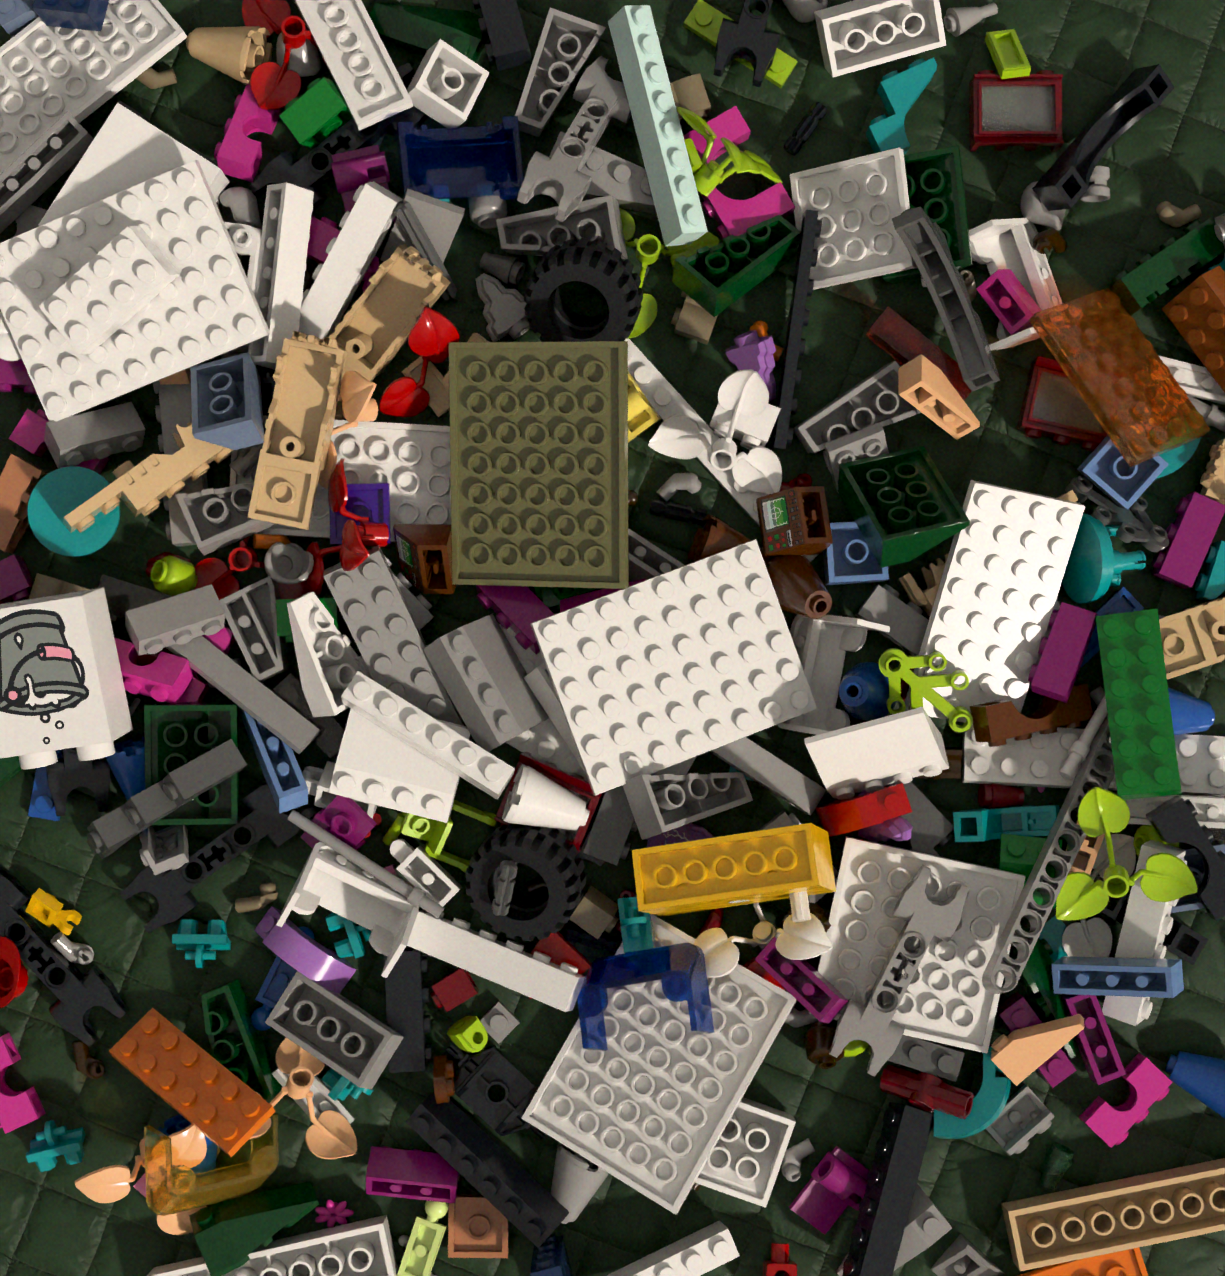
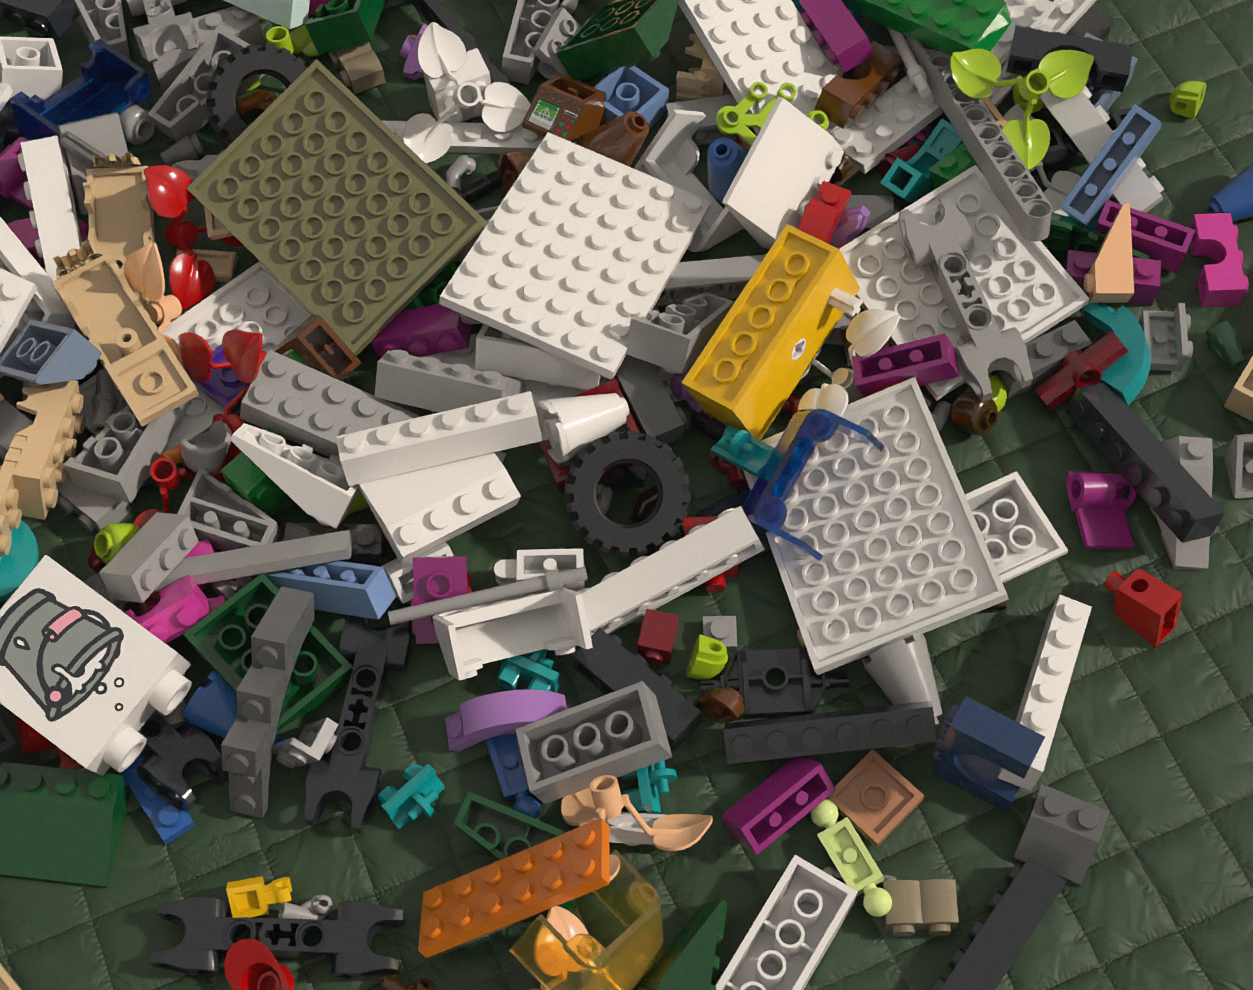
camera: 40 degrees left, 25 degrees down
(256, 903) = (430, 724): dark tan arm -> none
(333, 1213) = (746, 905): dark pink plant -> none
(435, 832) = (513, 532): lime piece -> none
(504, 887) = (614, 496): dark grey axle -> none
(595, 913) = (708, 481): dark tan brick -> none
(793, 1158) = (1047, 503): light grey arm -> none

